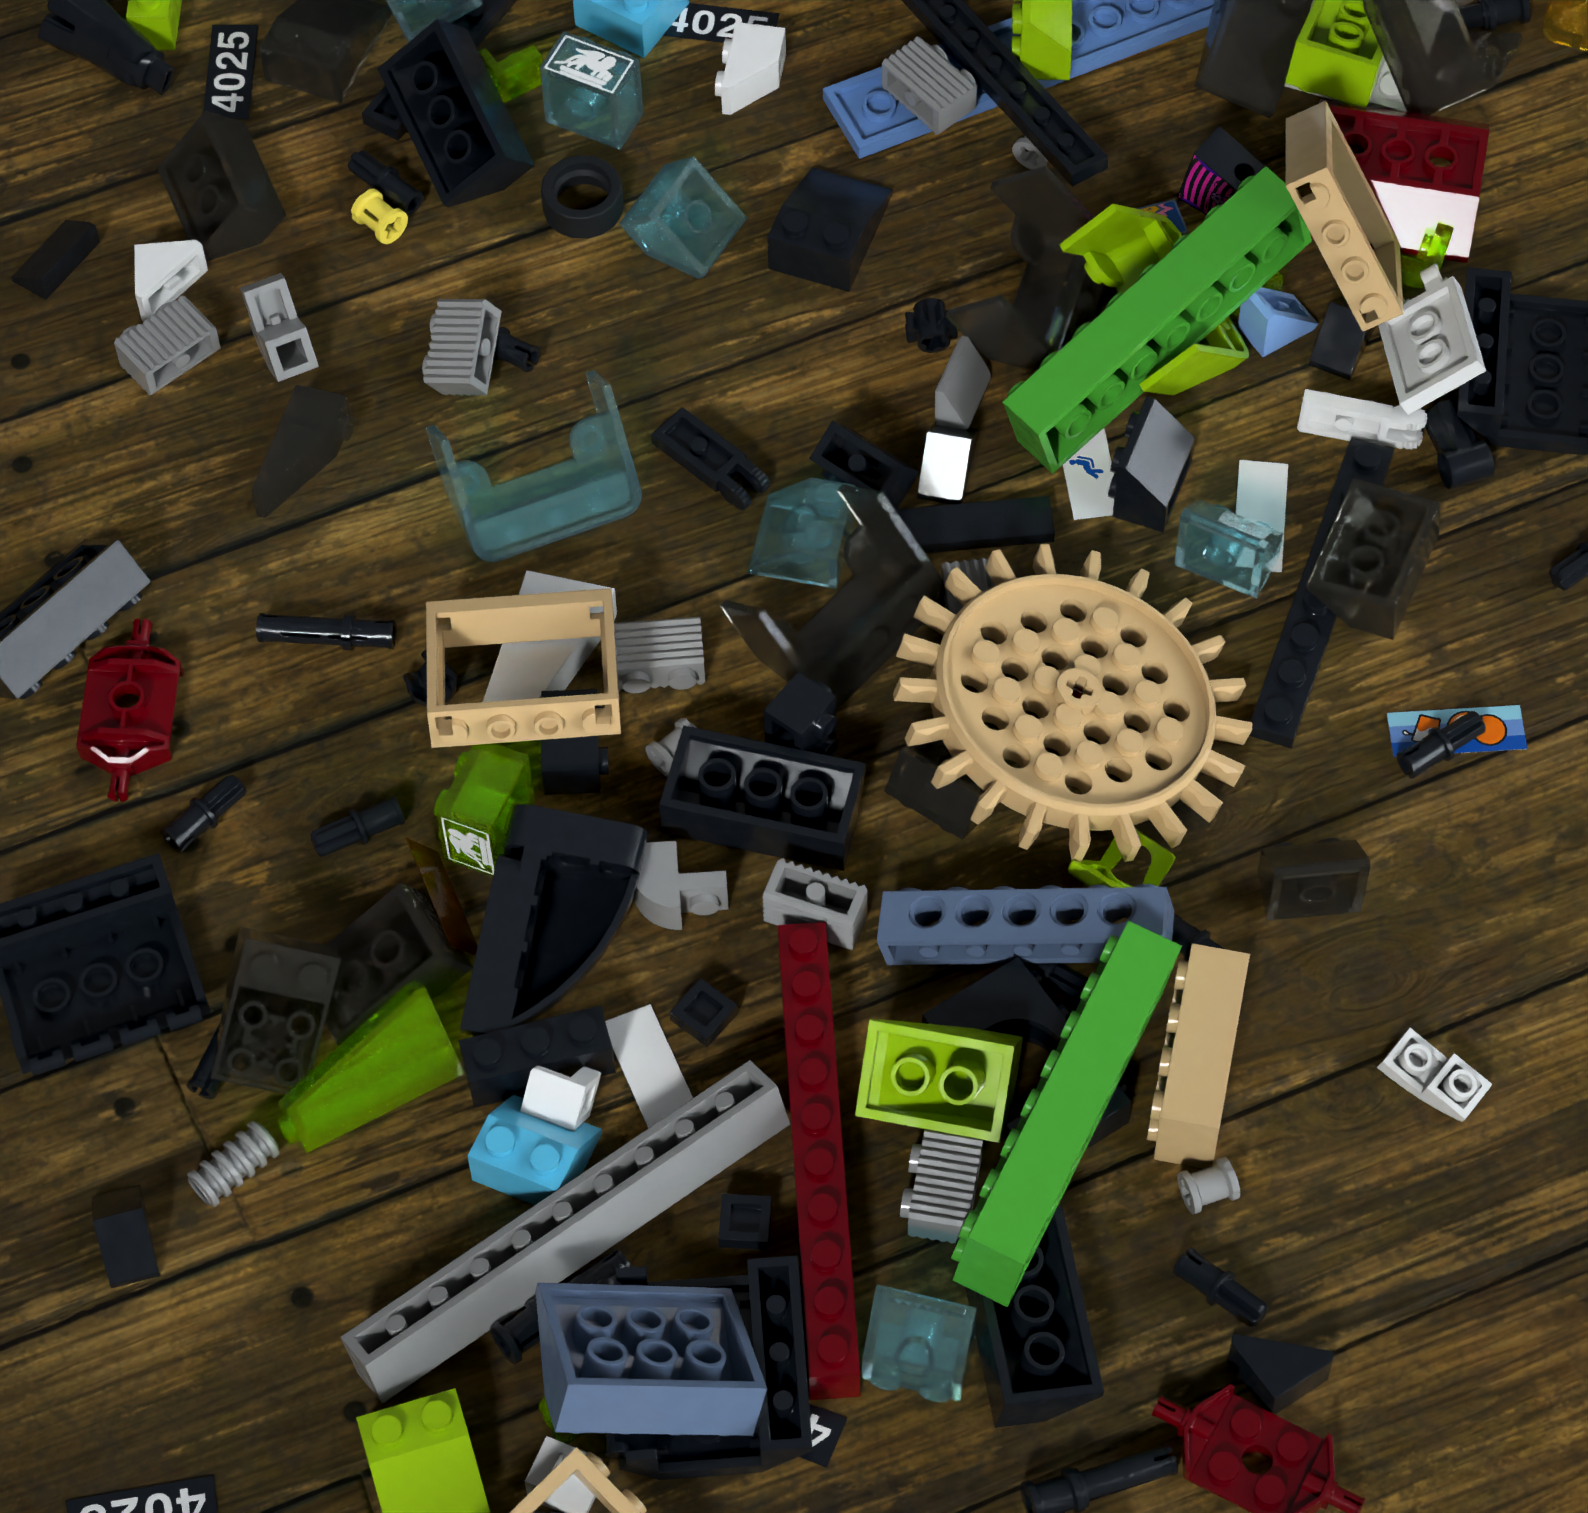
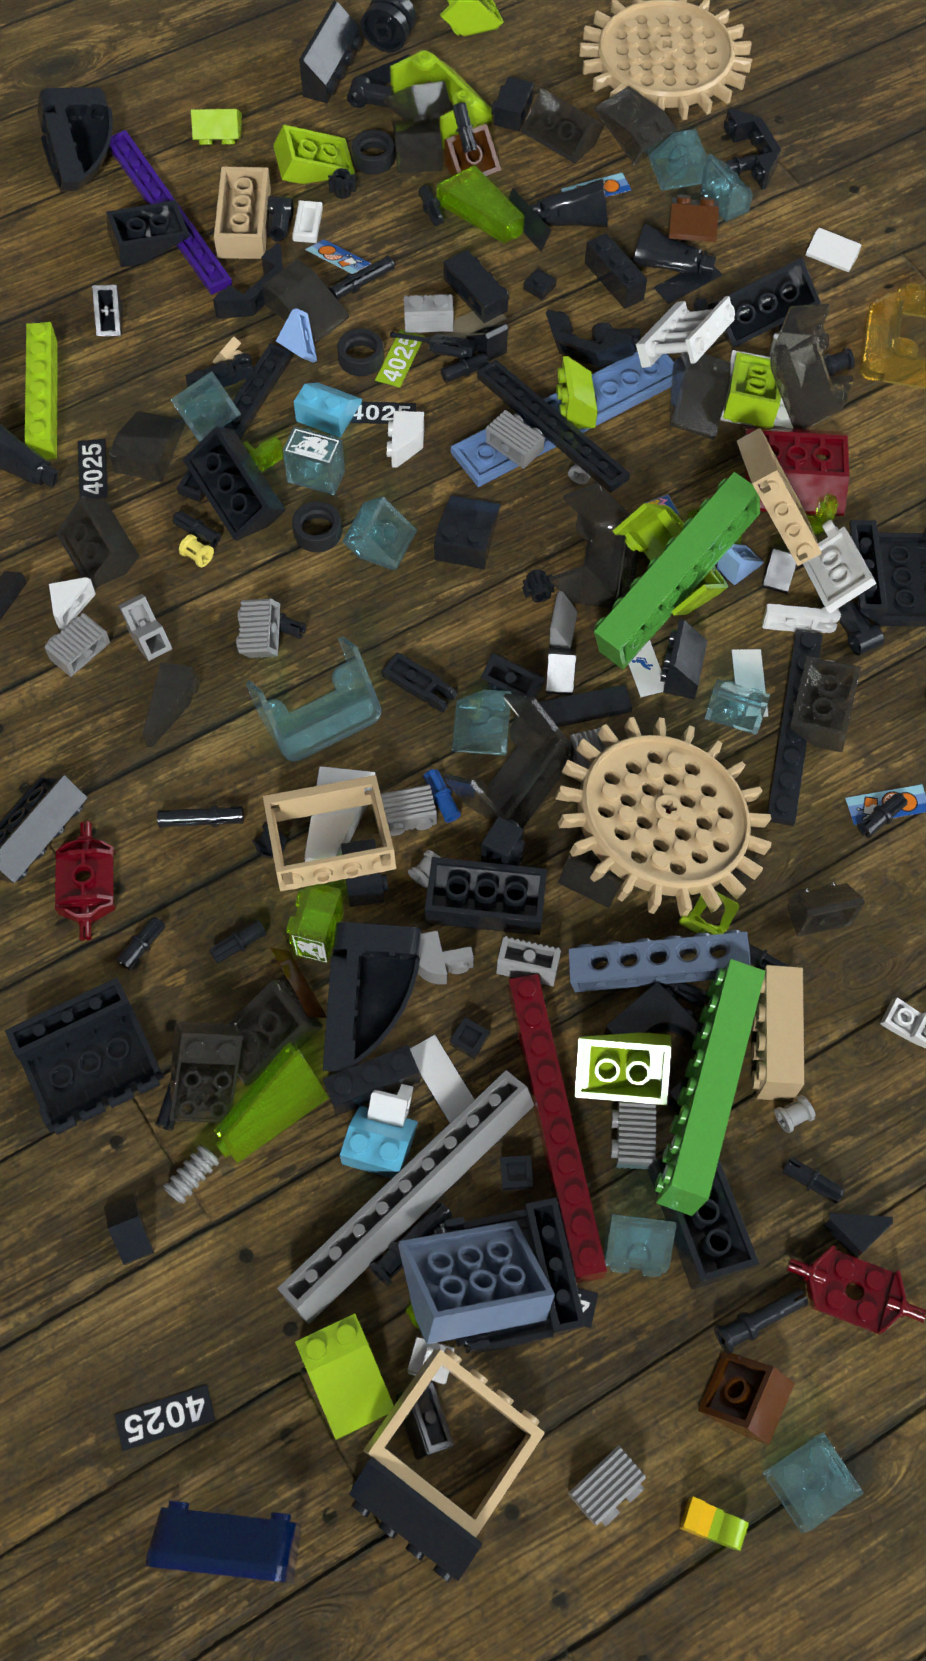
camera: 10 degrees left, 5 degrees up
(719, 639) = (442, 796): none -> blue axle
(1216, 171) = (696, 479): black torso -> none

